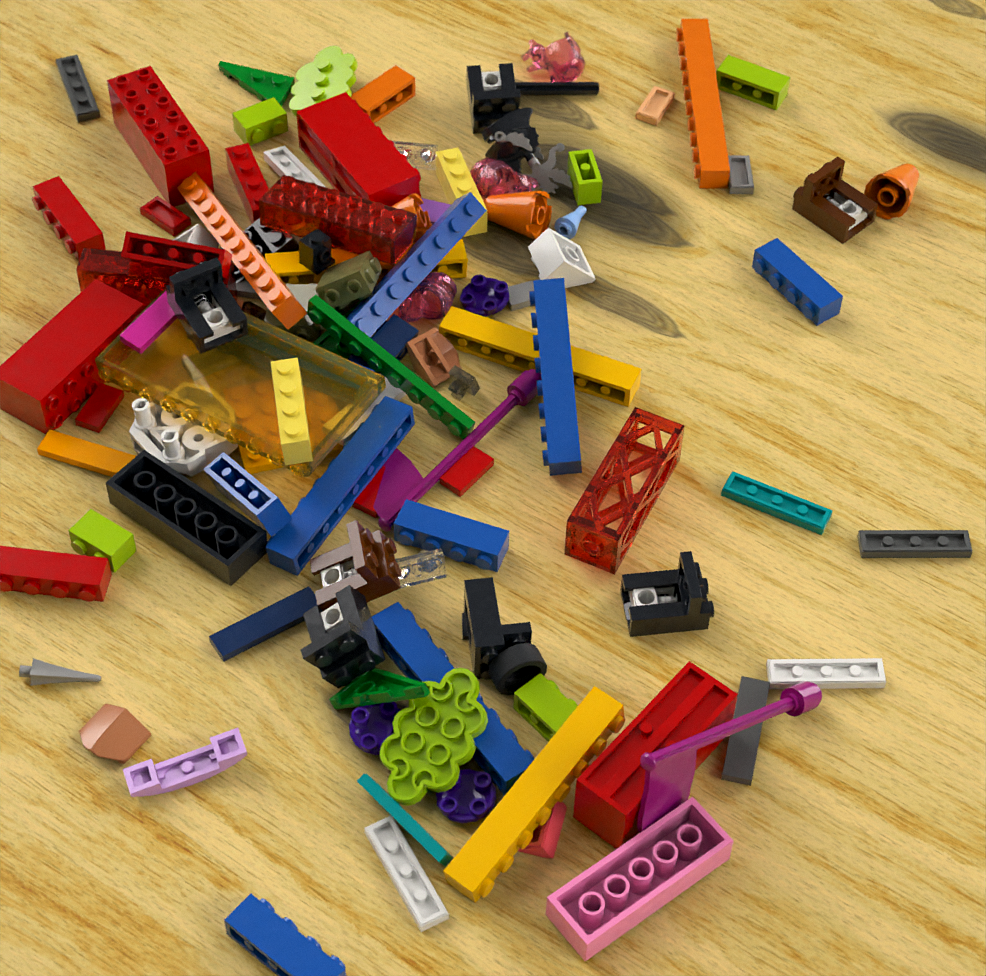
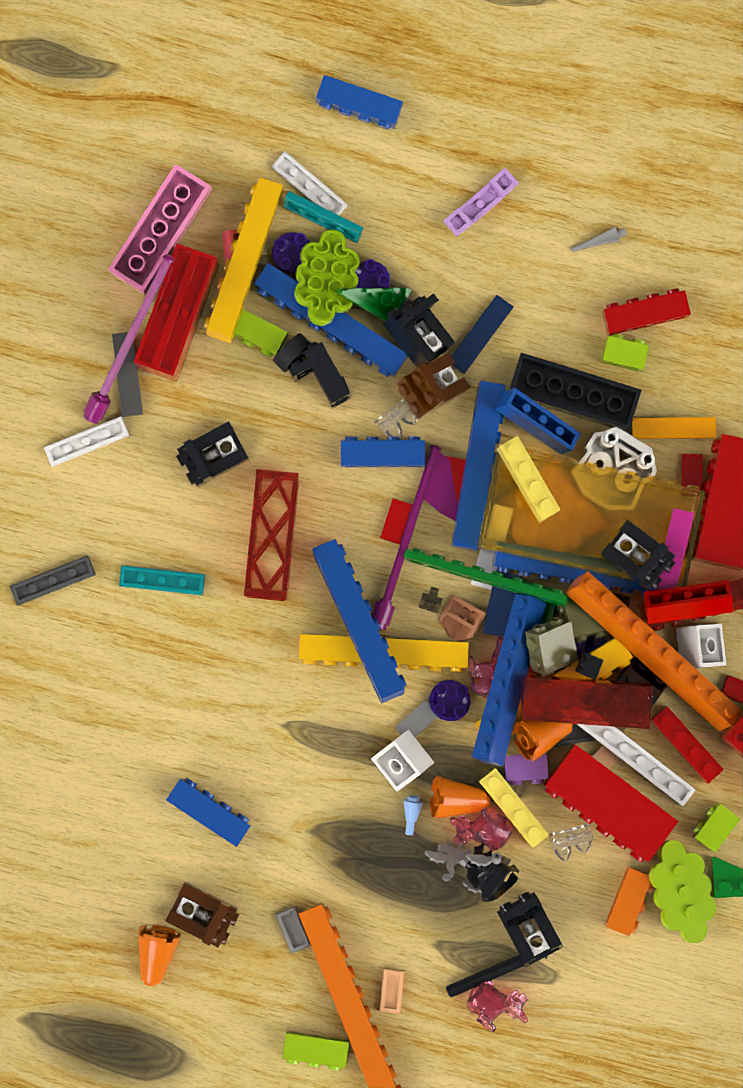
camera: 160 degrees right, 35 degrees up
(113, 734) = (541, 210): nougat slope -> none
(584, 177) = (417, 861): lime brick -> none

